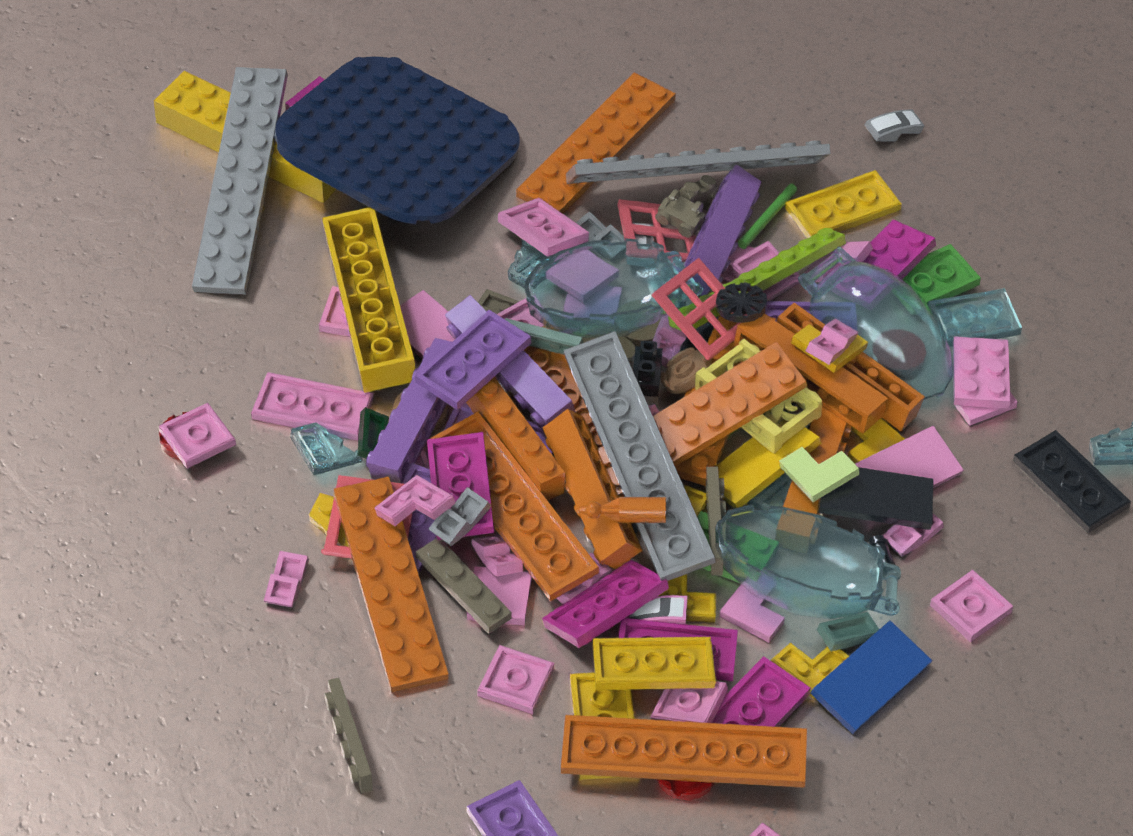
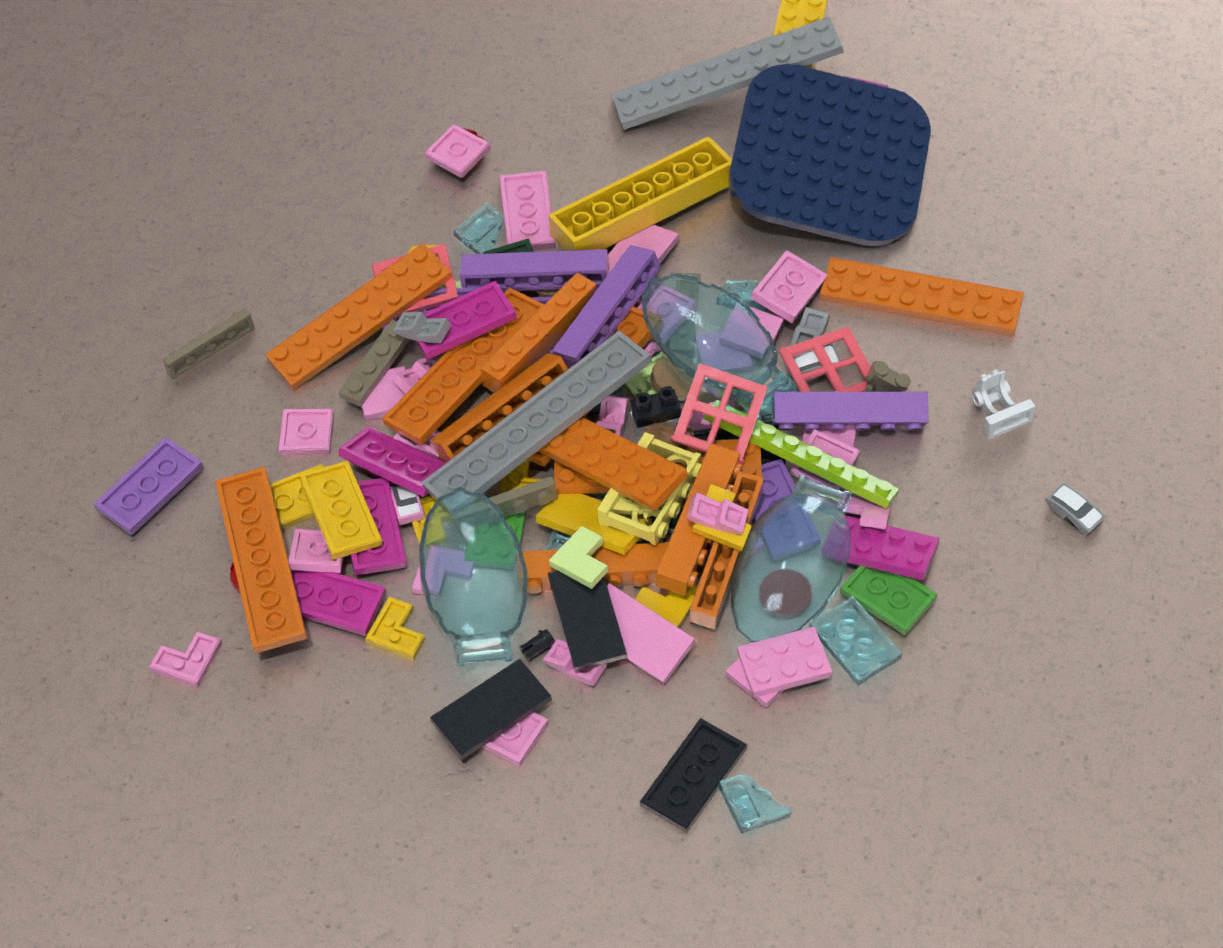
camera: 75 degrees right, 5 degrees up
(287, 579) = (341, 258): bright pink slope -> none
(415, 495) = (424, 292): bright pink tile -> none
(473, 359) = (579, 274): medium lavender plate -> none
(547, 338) = (636, 322): sand green tile -> none
(629, 510) = (469, 434): orange wheel -> none
(681, 214) = (851, 372): dark tan piece -> none
(689, 163) = (914, 361): light grey plate -> none
(741, 303) = (737, 437): black wheel -> none
(750, 134) = (995, 389): none -> white tile
(767, 216) = (898, 444): bright green bar -> none
(844, 204) = (949, 500): yellow tile -> none
(847, 631) = (436, 644): sand green tile -> none
(871, 677) = (397, 674): blue tile -> none
(947, 608) = (490, 709): none -> black tile

